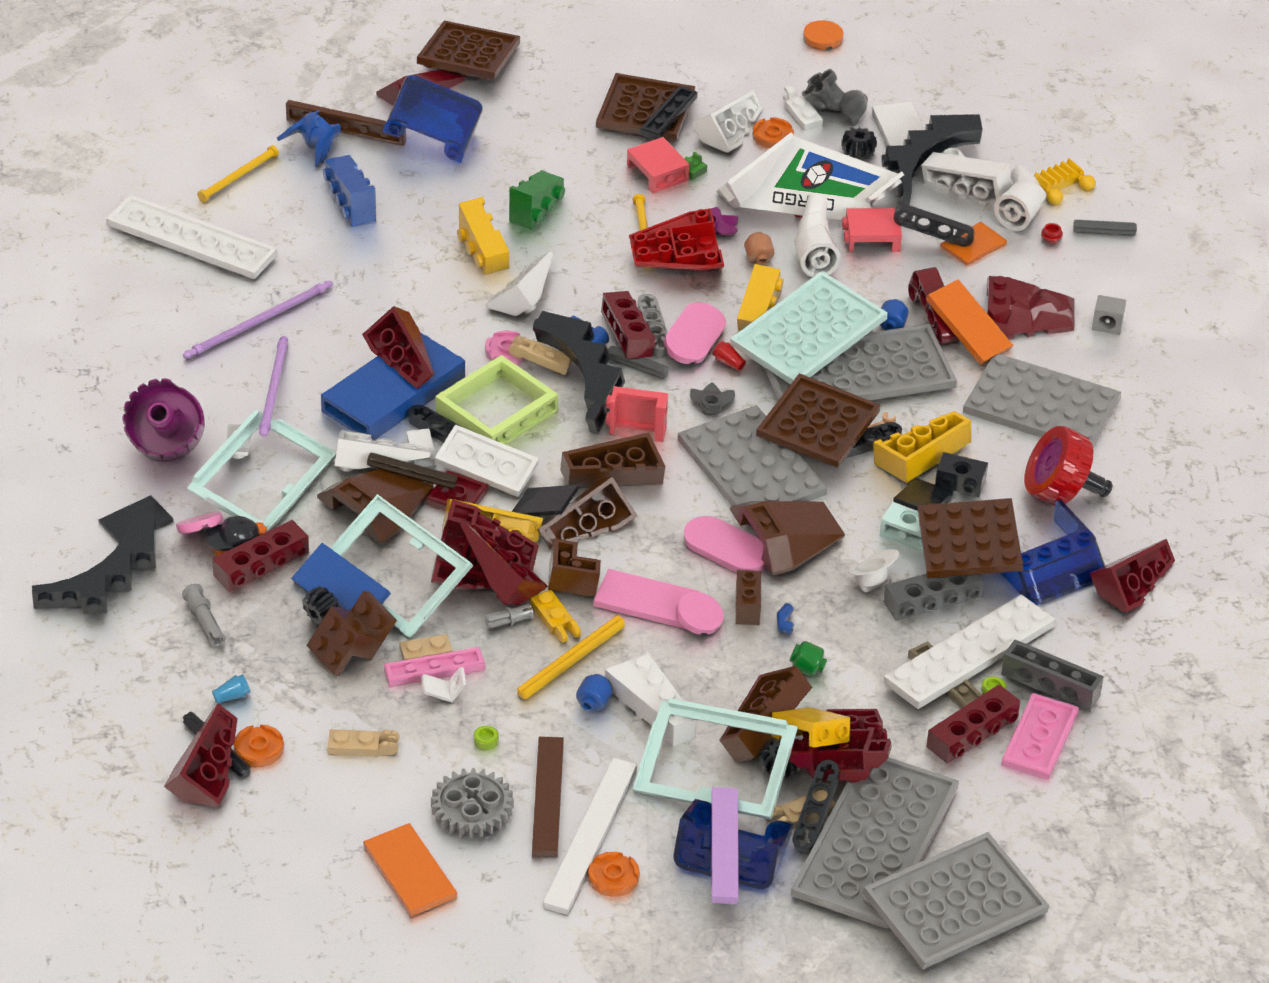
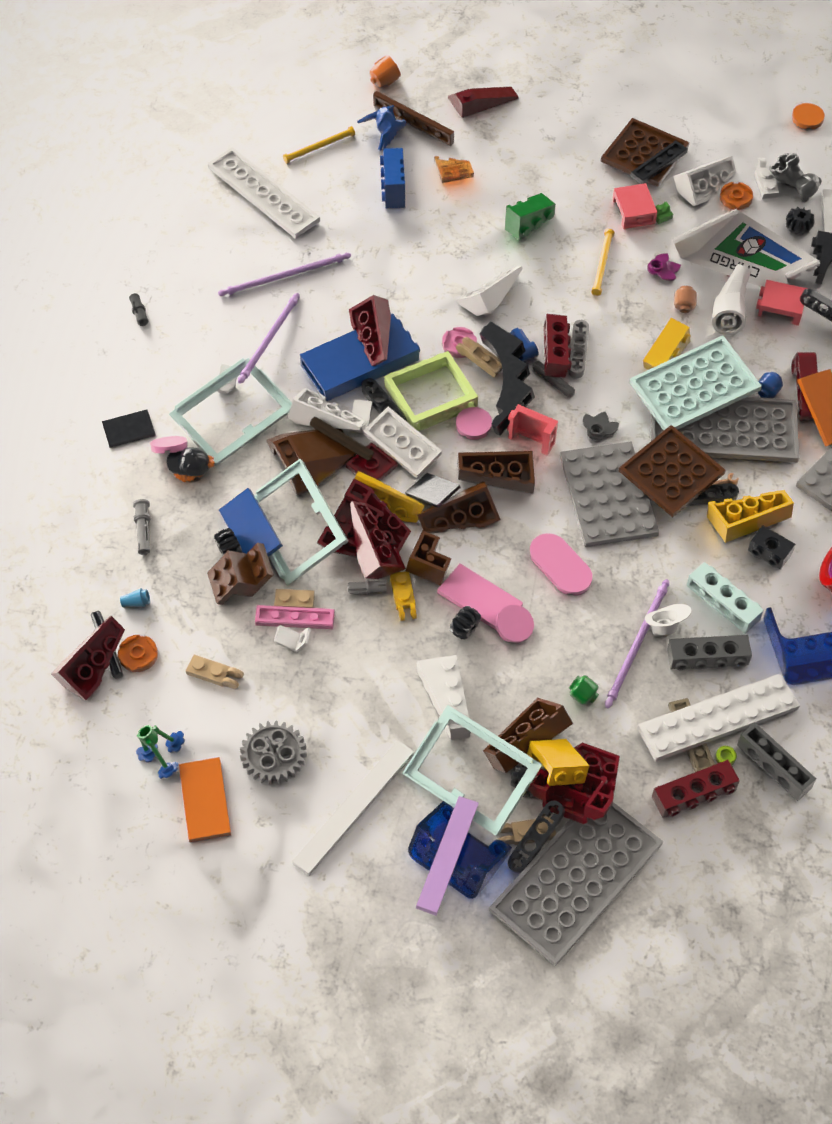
camera: 20 degrees right, 15 degrees up
(96, 399) = (138, 309): none -> dark grey pin
(114, 573) = (92, 473): black arch -> none
(163, 420) = (172, 351): magenta piece -> none
(260, 555) = (218, 481): dark red brick -> none
(289, 78) = (384, 72): none -> orange helmet
(322, 811) = (149, 737): none -> plant
(419, 168) = (453, 169): none -> clear orange wing
(435, 113) = (477, 128): clear blue windscreen -> none
(468, 50) = (528, 74): reddish brown plate -> none
(480, 237) = (474, 241): yellow wedge -> none
(486, 737) = (308, 693): lime tile -> none
(547, 797) = (334, 761): reddish brown tile -> none
(561, 426) = (473, 423): none -> bright pink tile
(570, 657) = (401, 636): yellow axle -> none
(595, 692) = (404, 676): blue head -> none
(613, 874) = (358, 848): orange tile -> none
(643, 622) = (465, 622): none -> black gear
(679, 244) = (623, 282): red wedge -> none
(694, 333) = (606, 364): bright pink tile -> none
(728, 355) = (626, 391): red cone -> none
(748, 597) = (557, 619): reddish brown brick -> none
(783, 624) = (577, 651): blue arm -> none
(789, 530) = (613, 565): reddish brown wedge -> none
(841, 657) = (613, 693): none -> lavender hose
(922, 493) = (732, 560): black piece -> none
(955, 900) = (617, 959): light grey plate -> none
(969, 538) = (752, 614): reddish brown plate -> none
(1040, 736) = (747, 813): bright pink tile -> none

